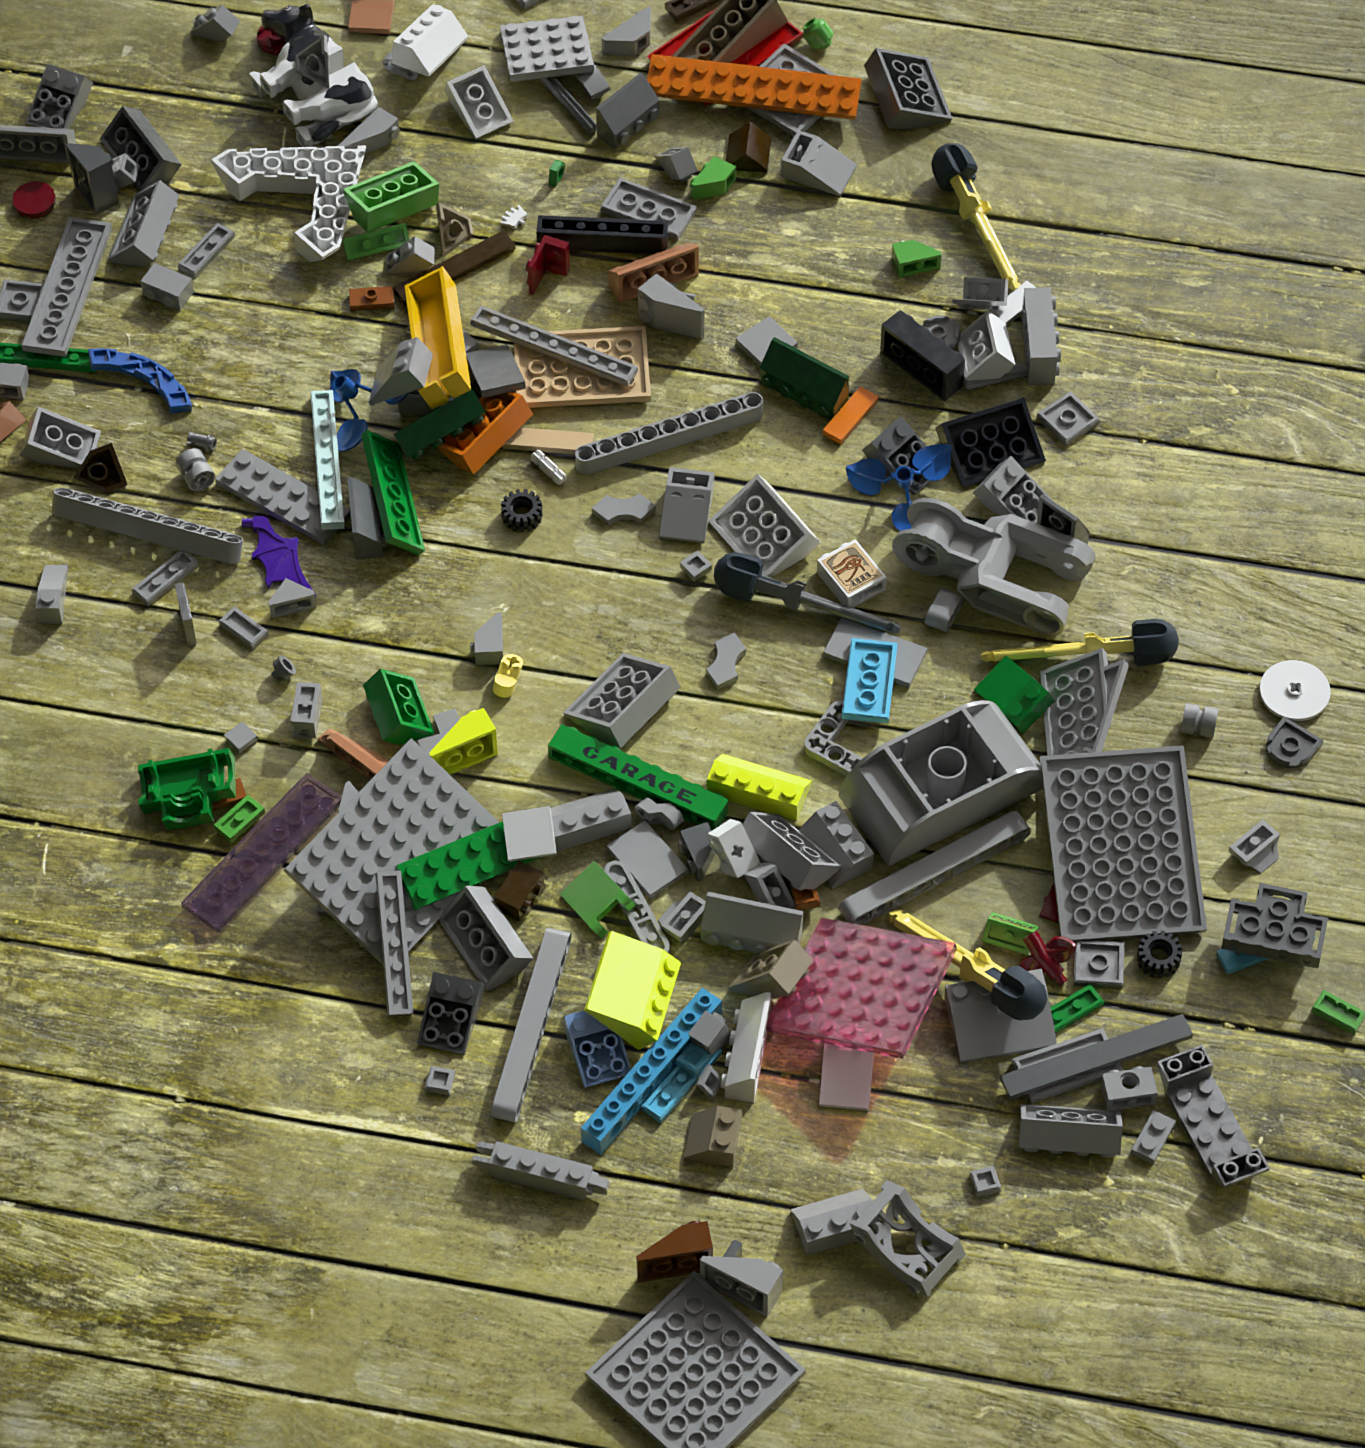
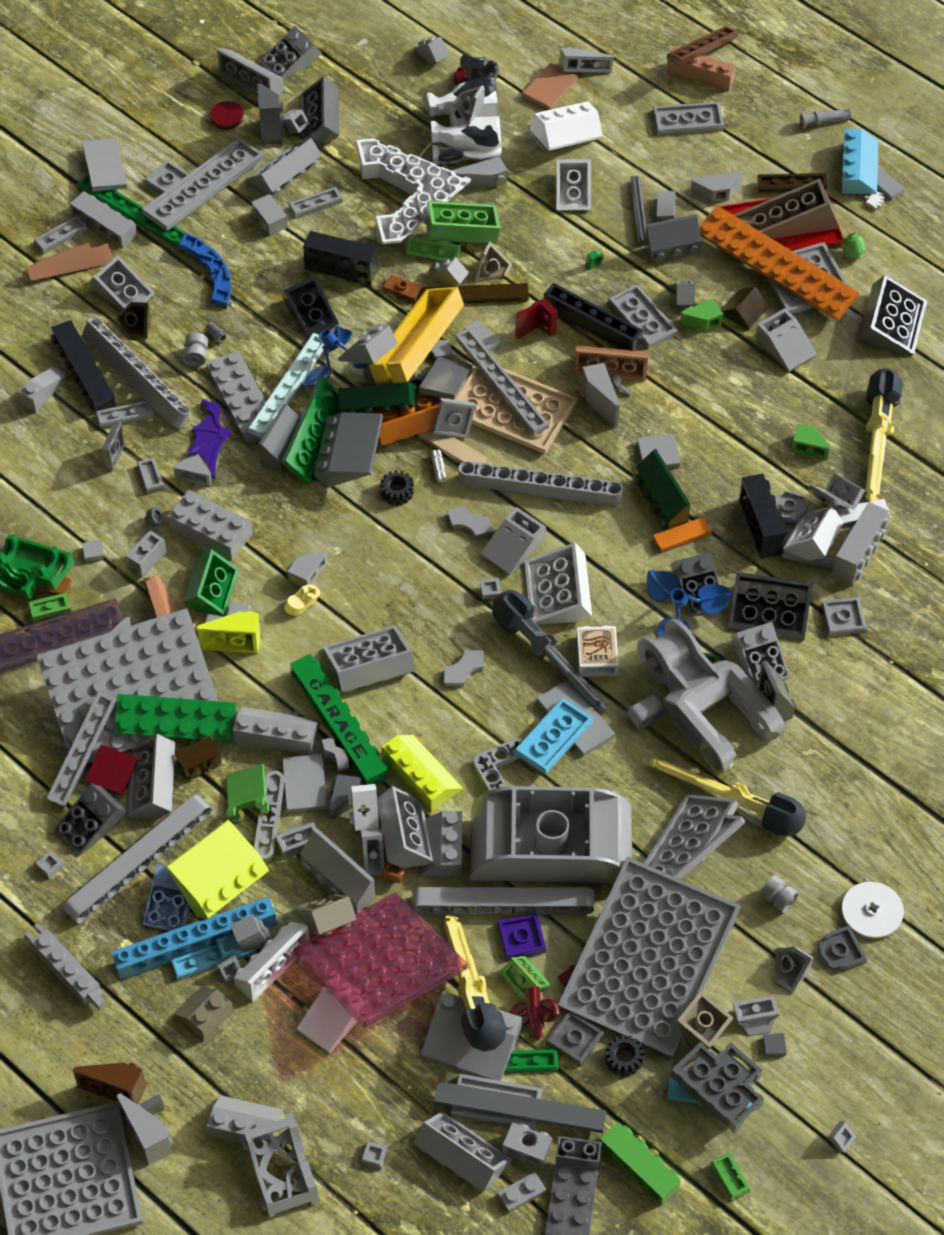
camera: 30 degrees right, 0 degrees up
(81, 548) = (83, 366): none -> black brick
(285, 296) = (340, 258): none -> black brick
(288, 366) = (309, 307): none -> black slope
(351, 646) = (210, 525): none -> light grey brick
(437, 949) = (112, 769): none -> dark red tile
(445, 492) = (347, 447): none -> dark grey slope
(501, 306) = (484, 334): none -> light grey tile
(514, 218) = (543, 279): white piece -> none
(529, 834) = (227, 720): white tile -> none
(535, 407) = (453, 418): none -> light grey tile
(546, 48) = (649, 169): light grey plate -> none
(976, 895) = (521, 936): none -> dark purple tile
(1015, 694) = (652, 802): green slope -> none
(1217, 879) = (703, 1021): none -> dark tan slope
(1248, 1046) = (640, 1163): none -> bright green brick
(1257, 783) = (792, 967): none -> light grey slope
(1292, 867) = (774, 1044): none -> dark grey tile

